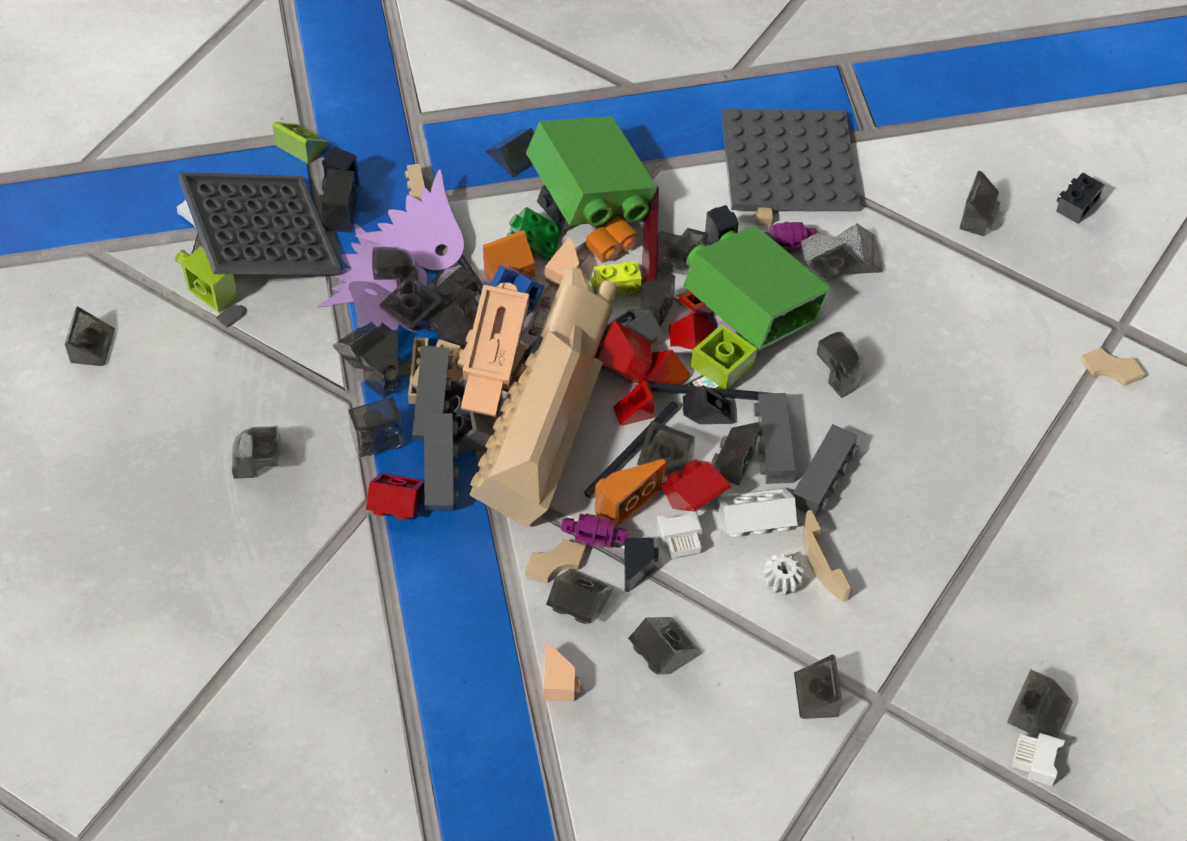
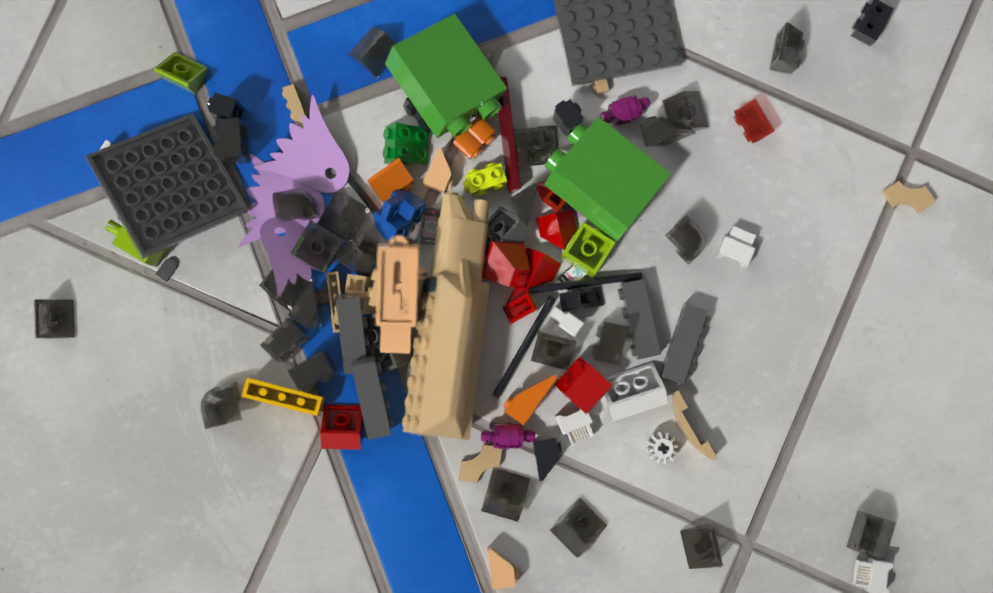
camera: 10 degrees left, 30 degrees up
(334, 449) = (283, 396): none -> yellow brick
(349, 389) = (286, 340): none -> clear smoke brick
(687, 420) = (567, 322): none -> white piece
(902, 384) = (738, 246): none -> white piece
(936, 269) = (753, 121): none -> clear red bracket

